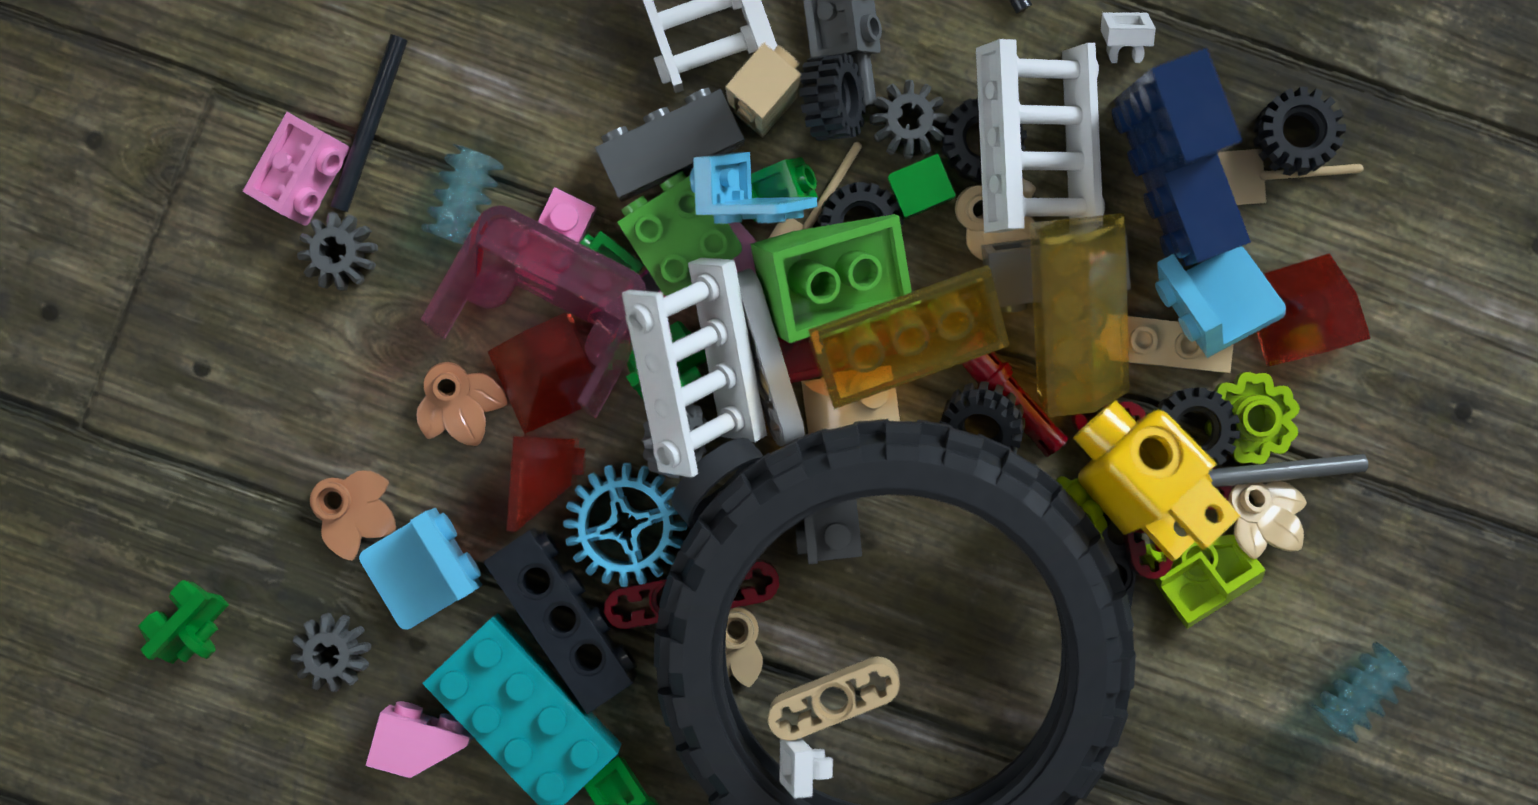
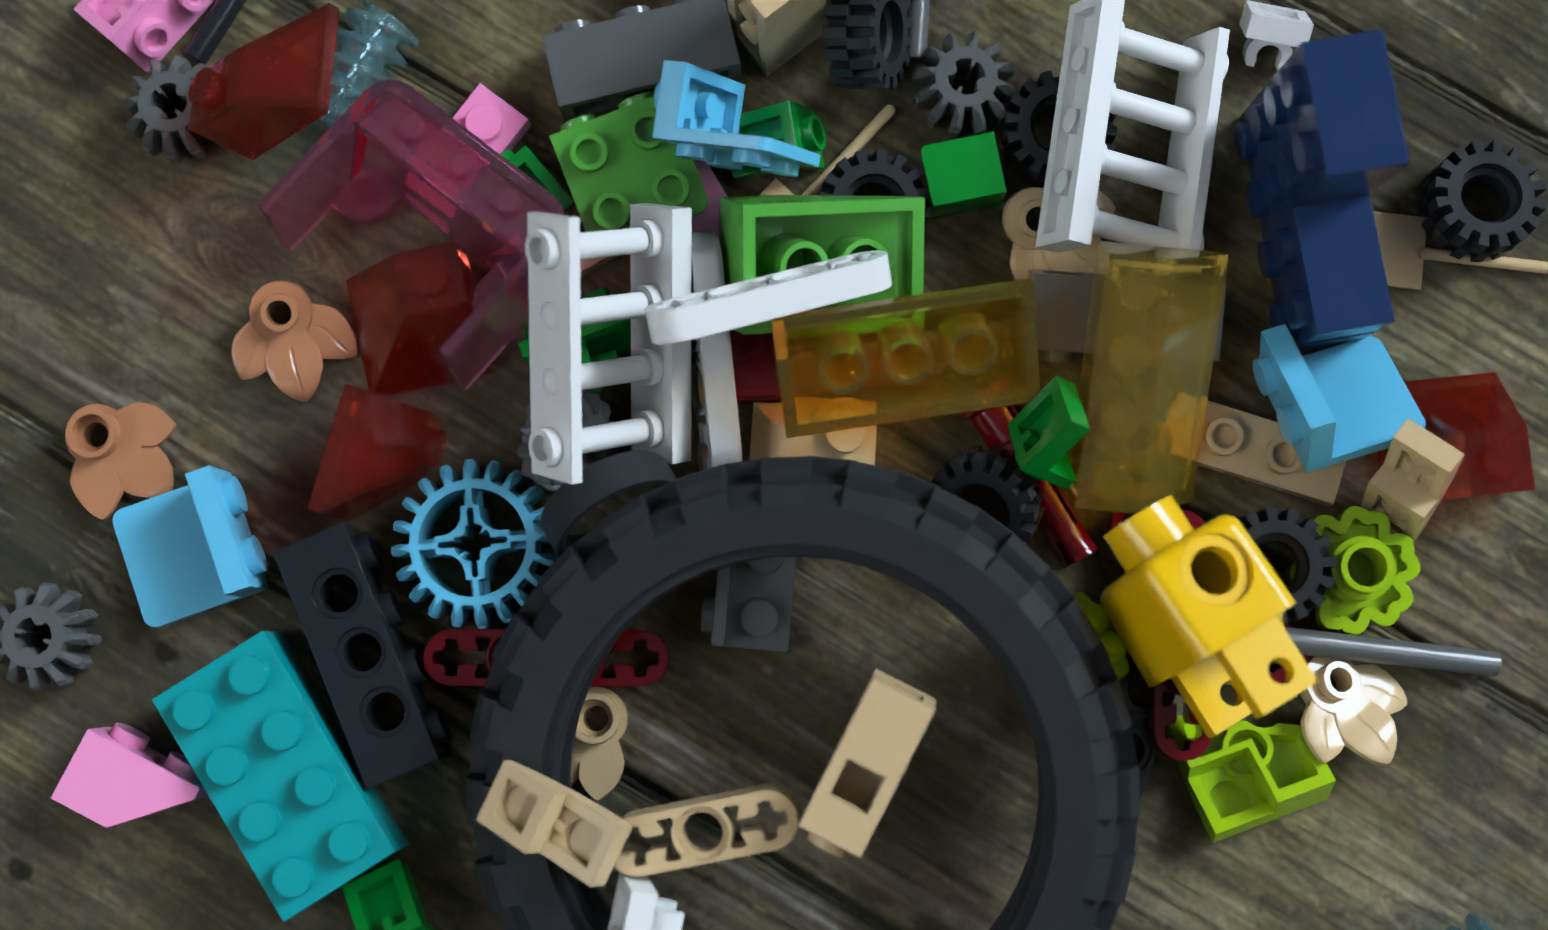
camera: 20 degrees right, 5 degrees down
(405, 225) = (267, 86): none -> clear red slope
(729, 713) = (554, 821): none -> tan slope
(804, 315) = (768, 297): none -> white beam
(939, 632) = (866, 765): none -> tan brick
(1019, 368) = (1047, 431): none -> green bracket
(1282, 348) = (1412, 478): none -> tan slope

